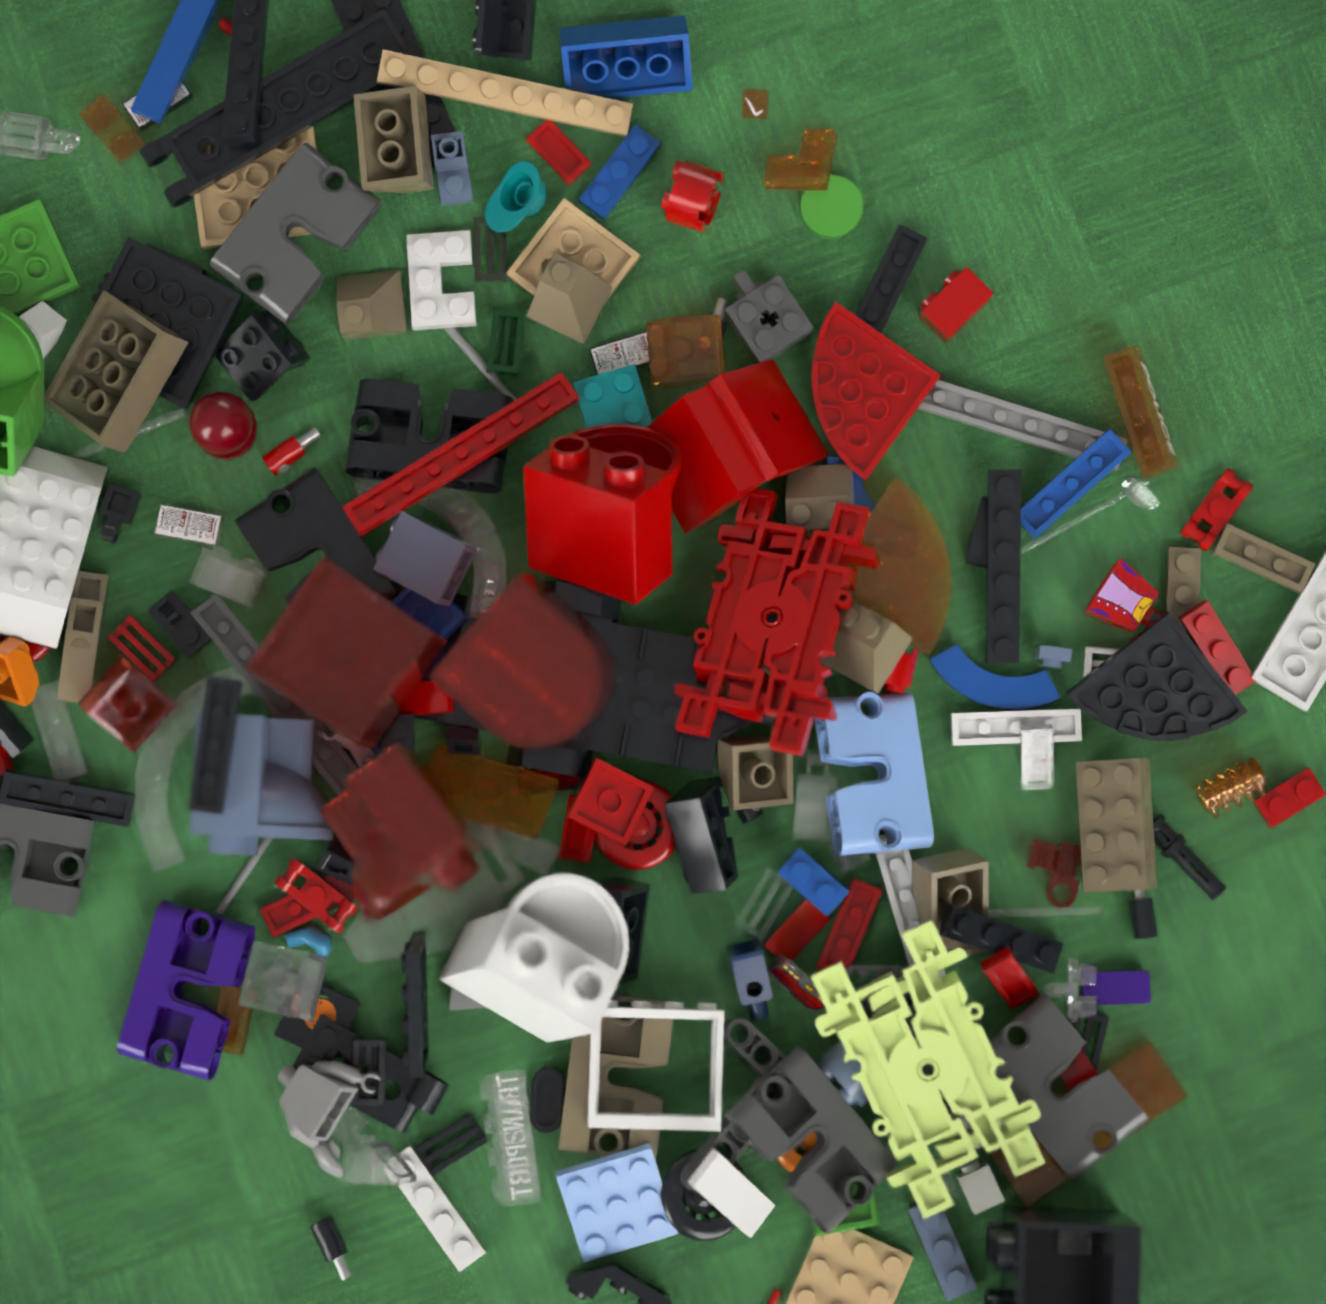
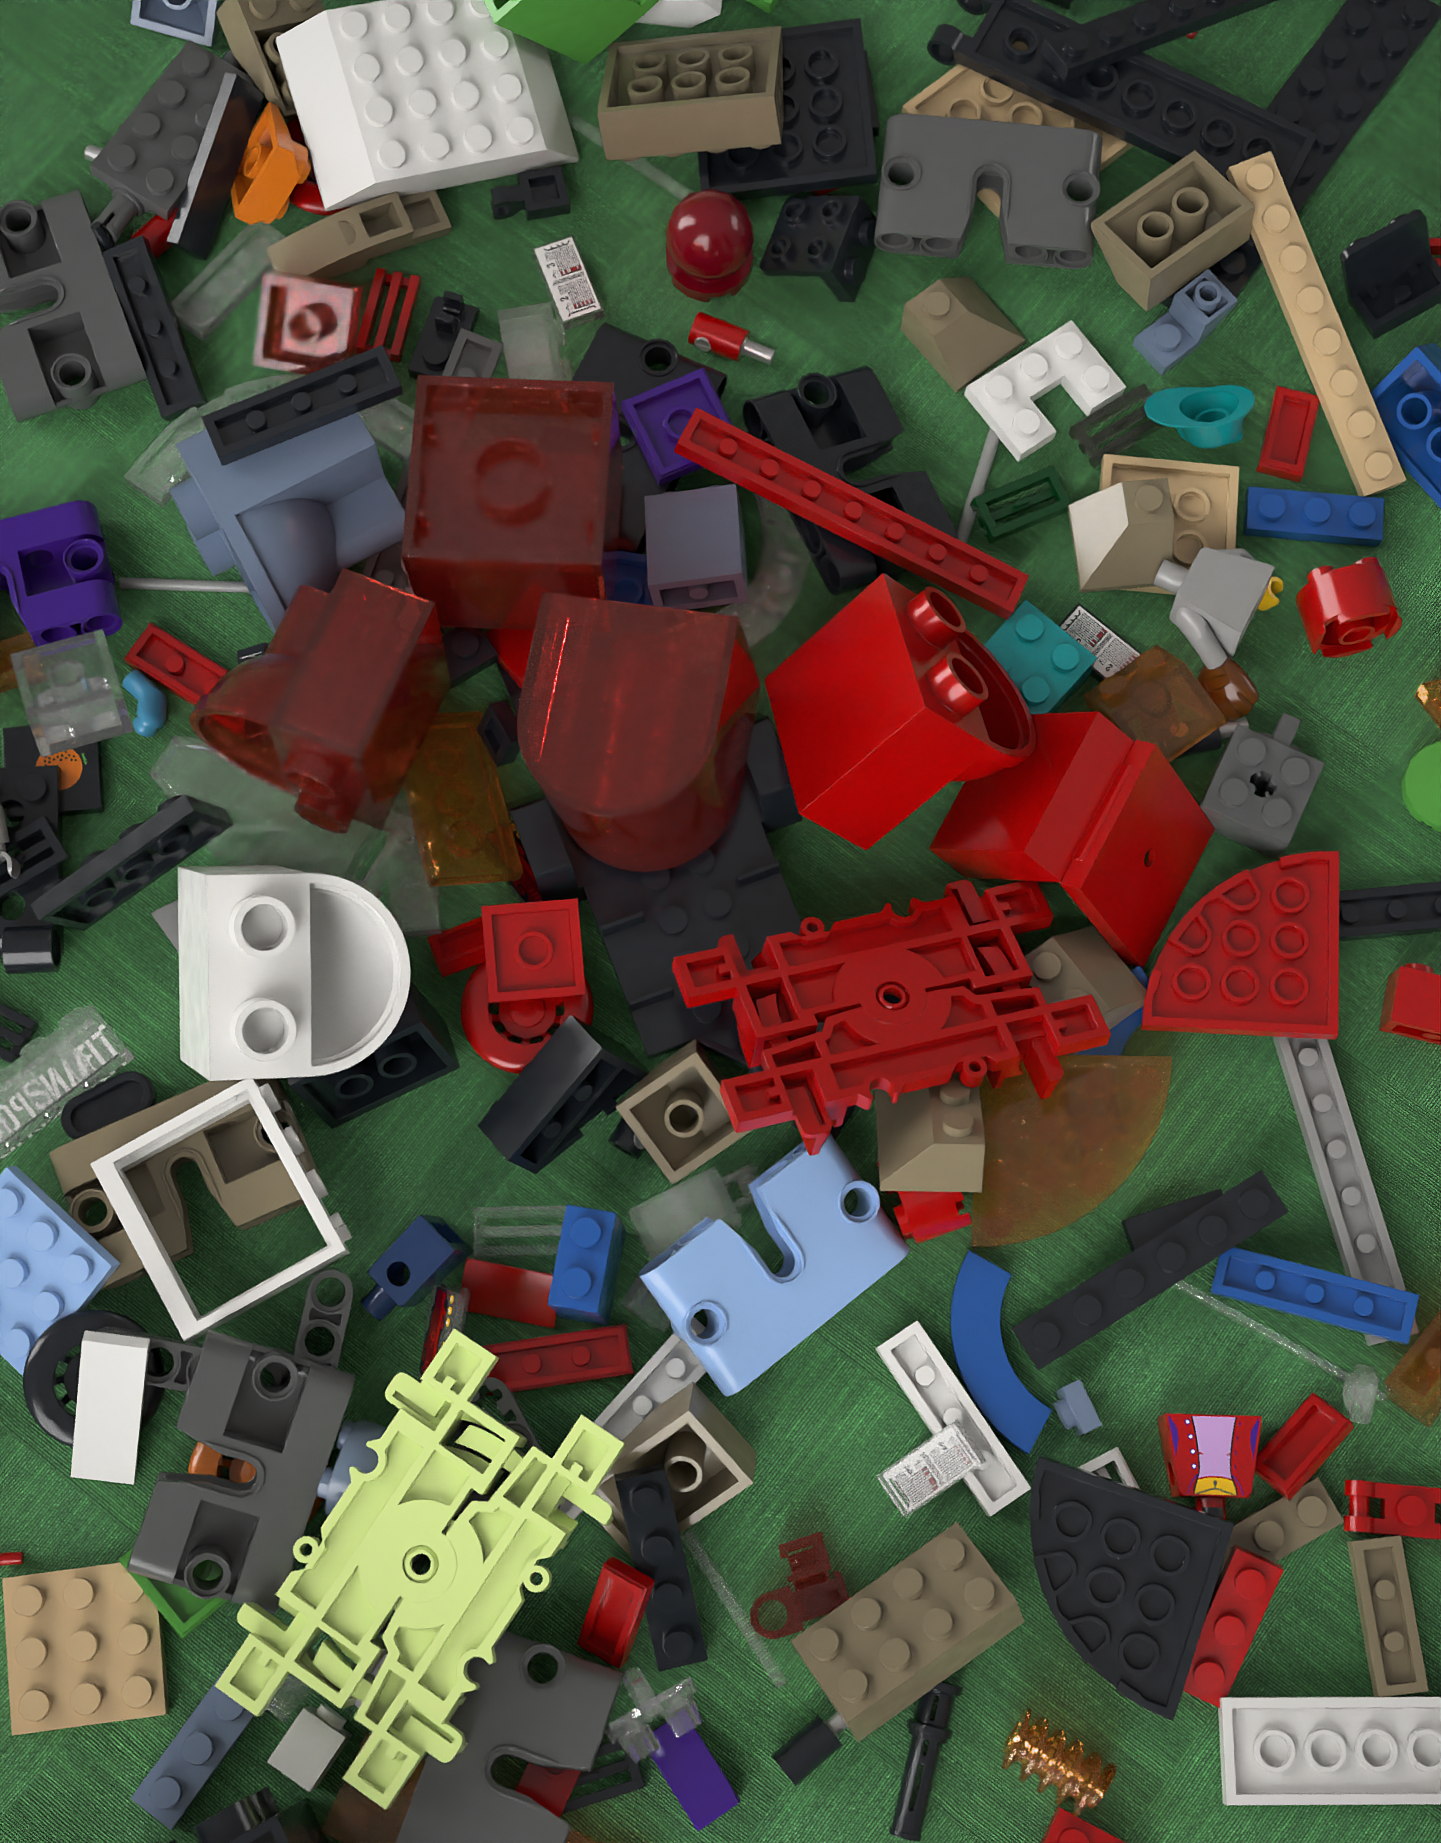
camera: 55 degrees right, 10 degrees down
(316, 895) = (200, 667): red plate -> none
(325, 521) = (661, 417): none -> dark purple tile
(651, 279) = (1213, 613): none -> light grey torso
(1147, 544) = (1301, 1446): none -> red tile

